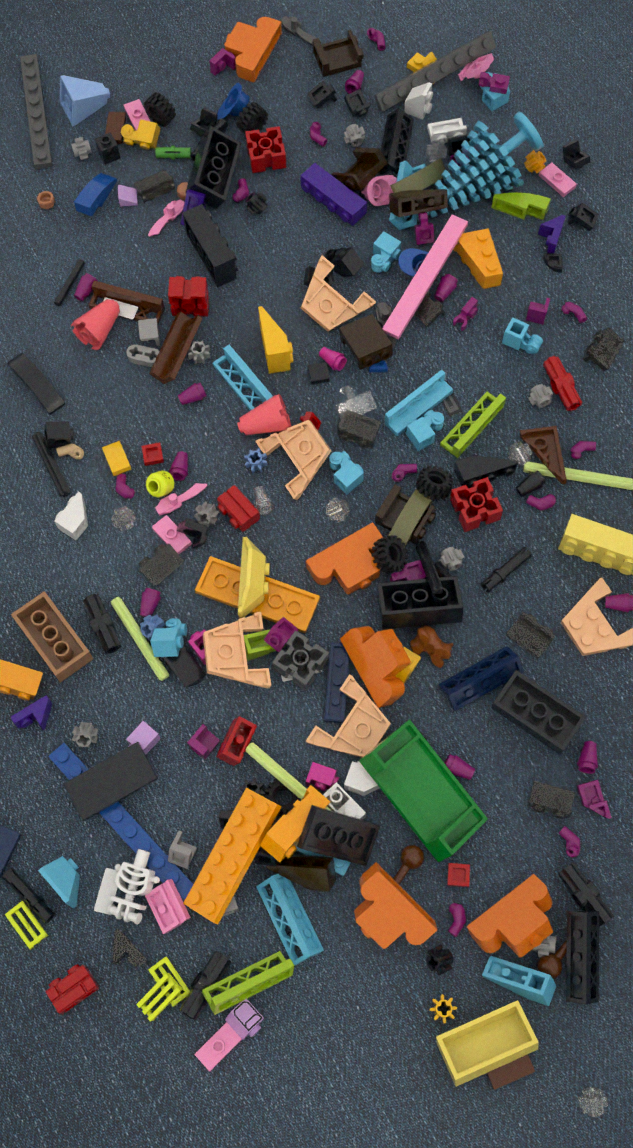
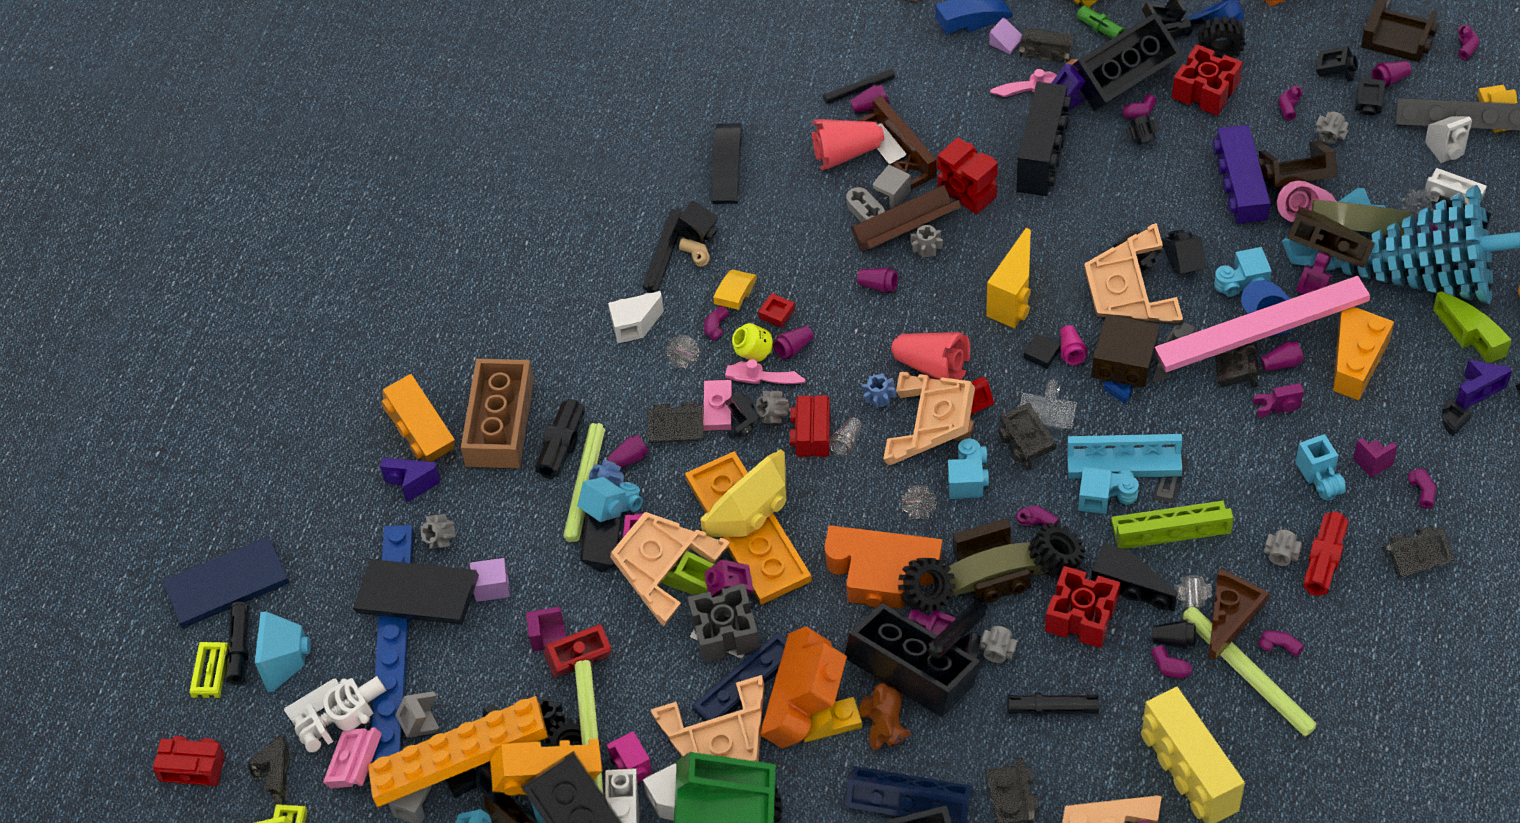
camera: 45 degrees right, 15 degrees down
(246, 375) = (956, 293): medium azure fence -> none
(392, 139) = (1373, 158): black fence -> none

